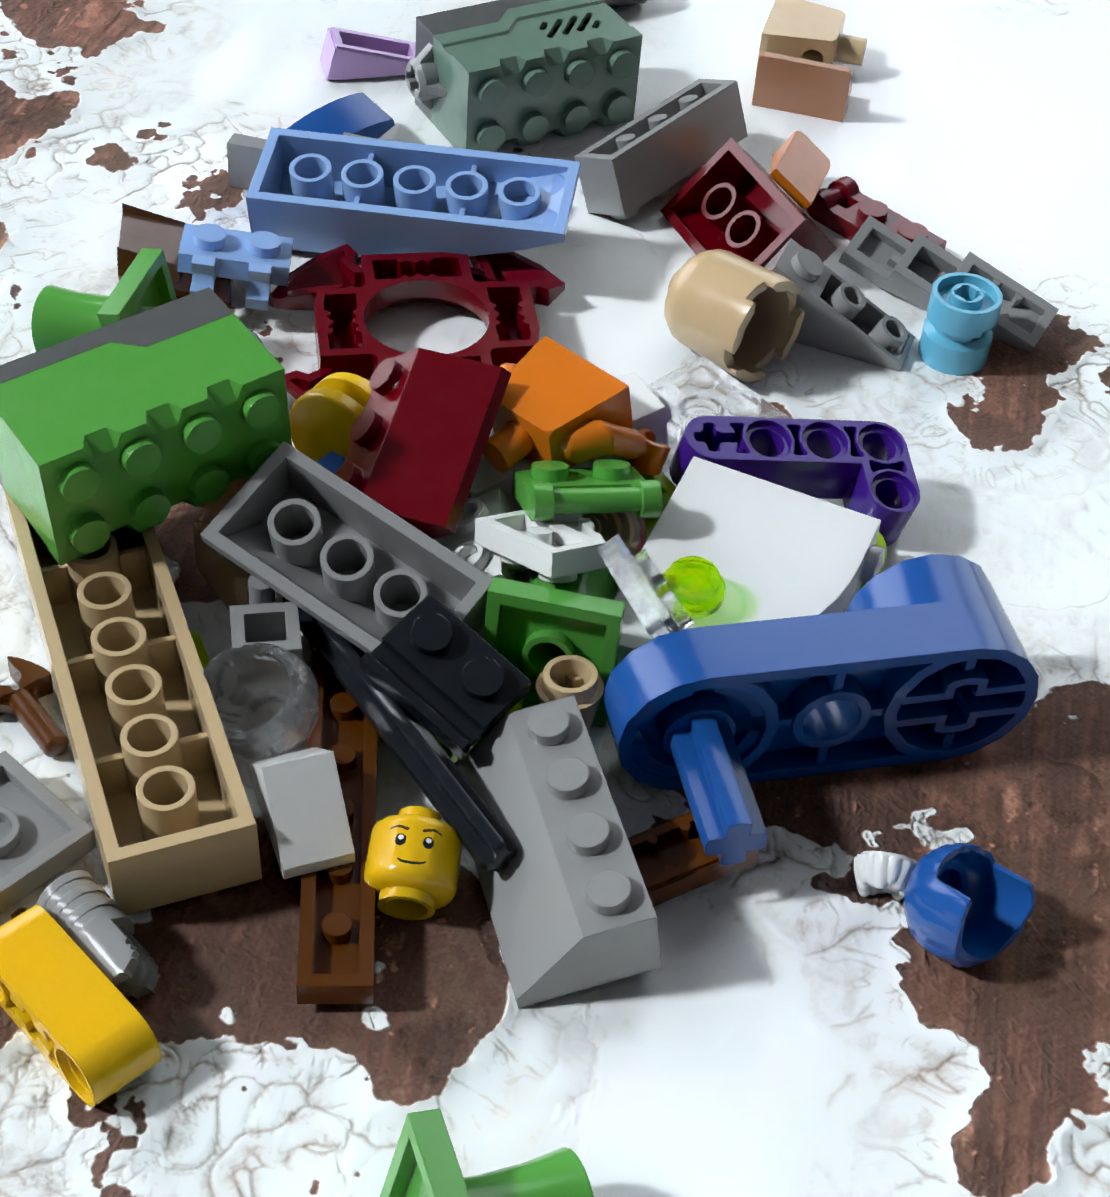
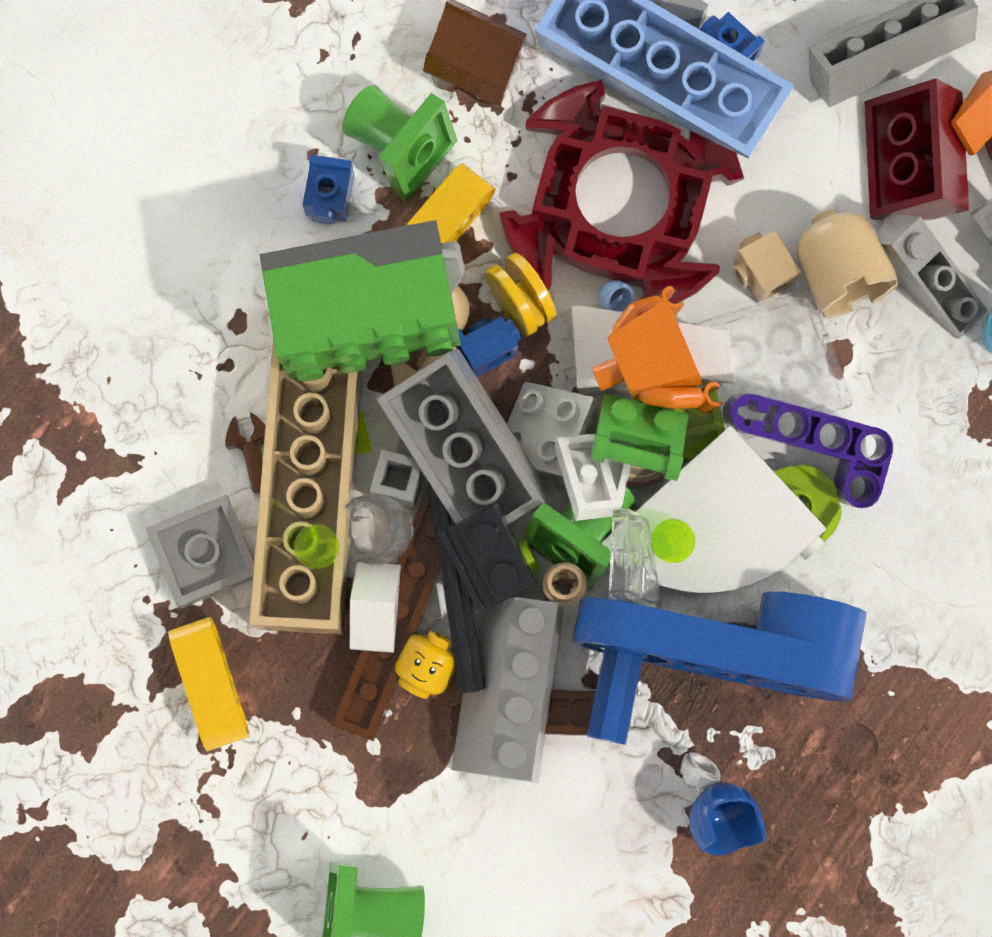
camera: 25 degrees right, 35 degrees up
(101, 931) = (240, 646): light grey hinge -> none
(180, 722) = (316, 546): none -> clear neon green plate
(249, 256) = (510, 78): light blue plate -> none
(424, 436) = (548, 354): dark red slope -> none
(639, 343) = (764, 266): none -> tan brick

